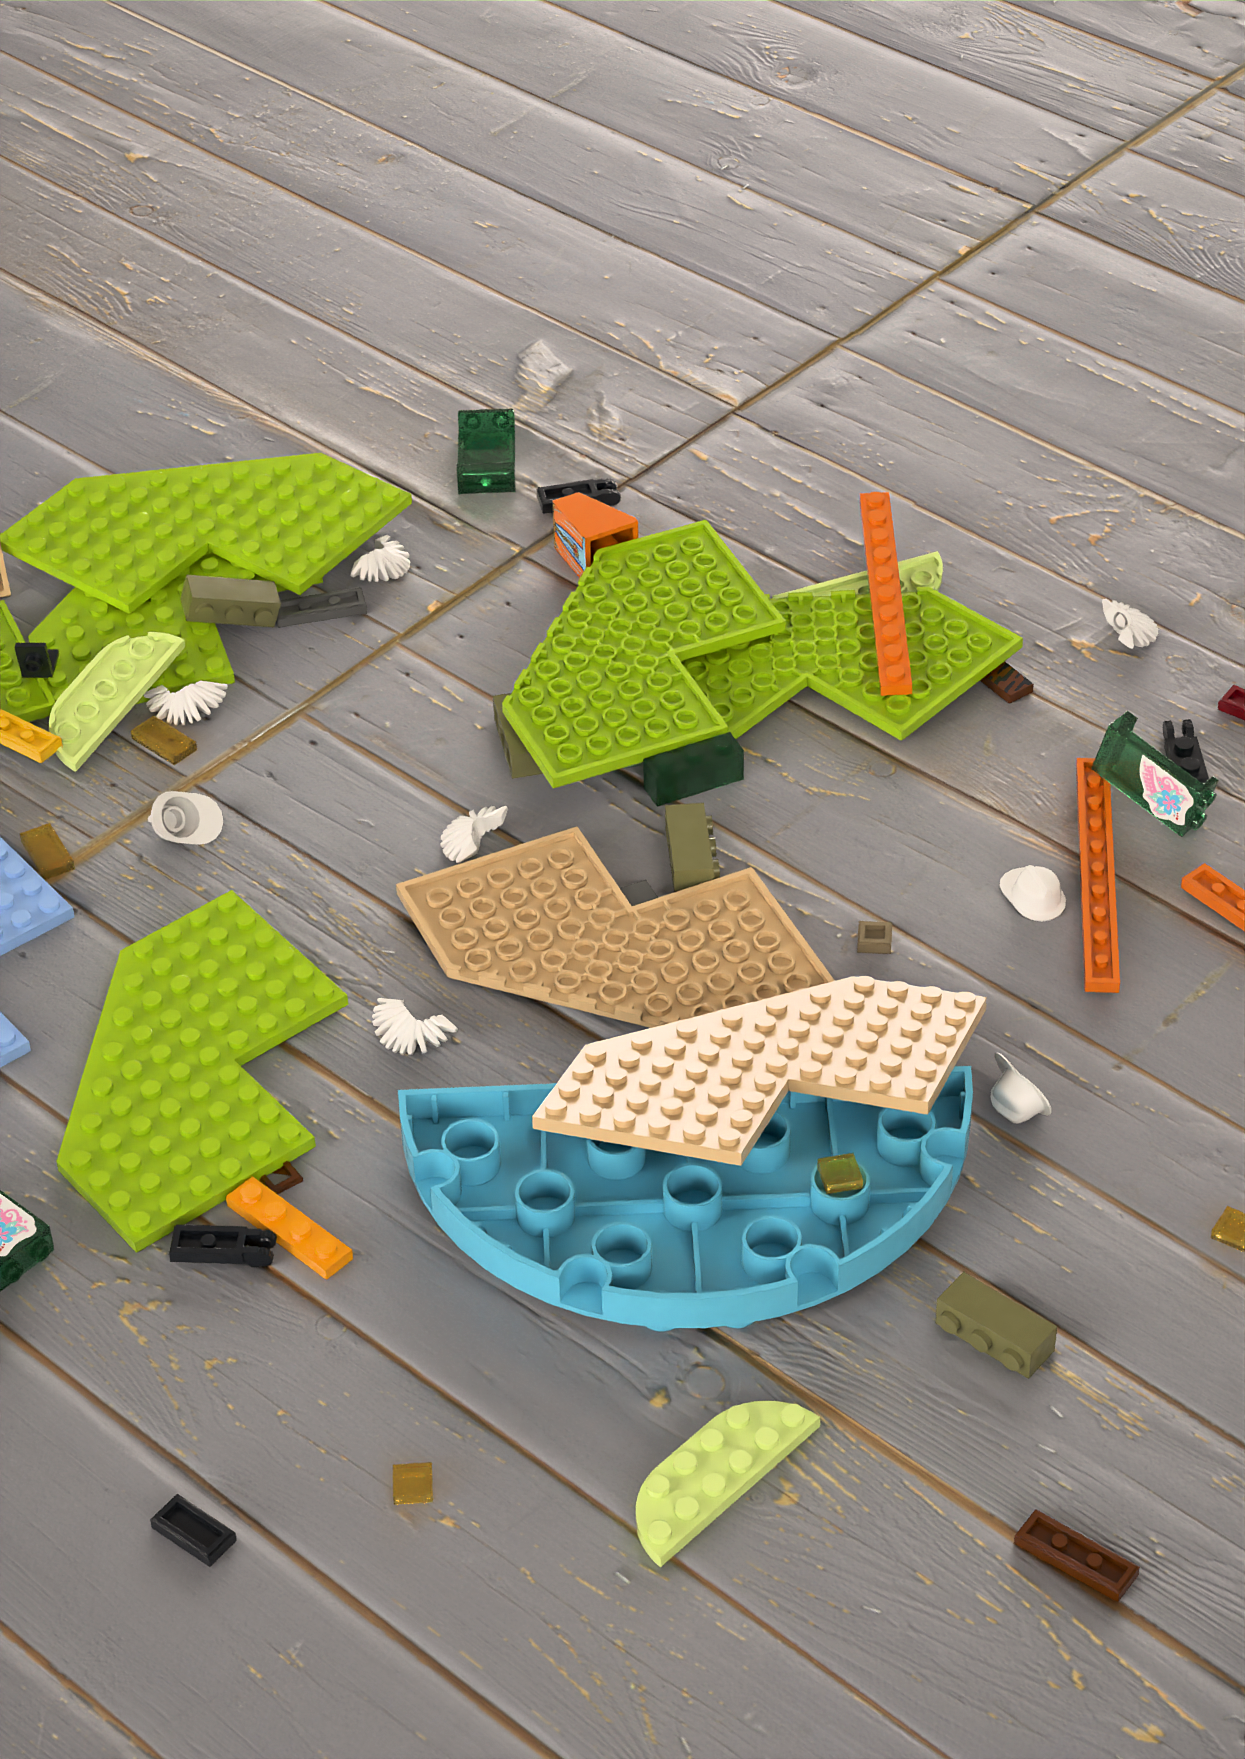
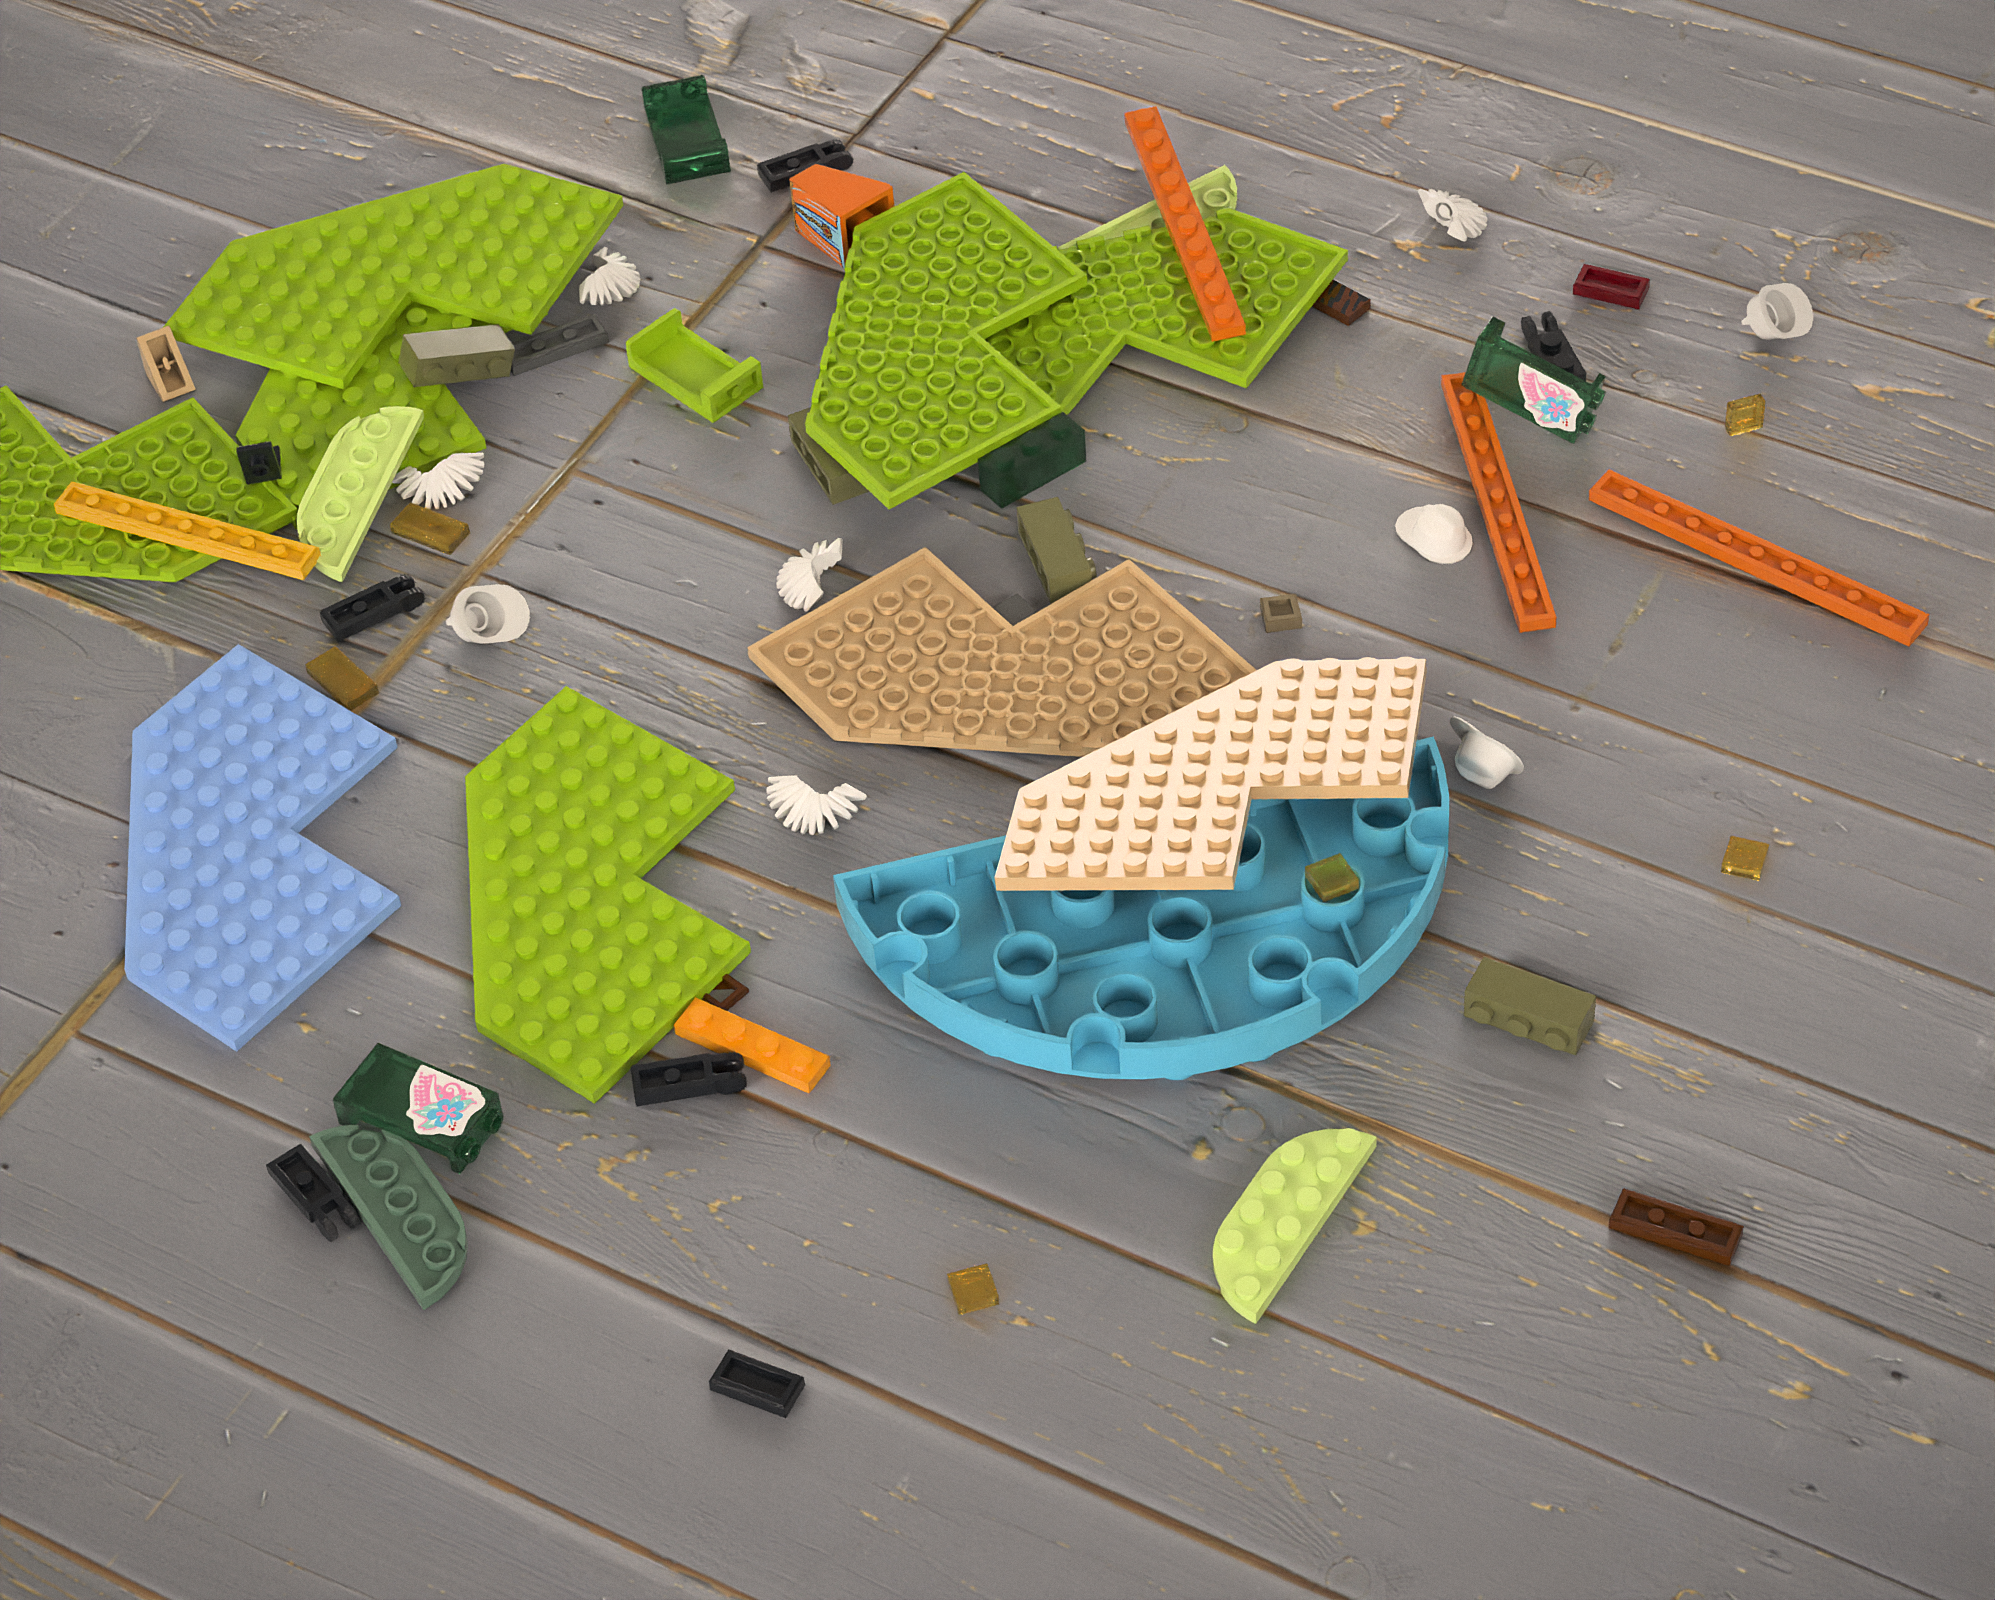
camera: 10 degrees left, 5 degrees up
(92, 795) = (372, 606): none -> black hinge
(428, 644) = (692, 367): none -> lime panel

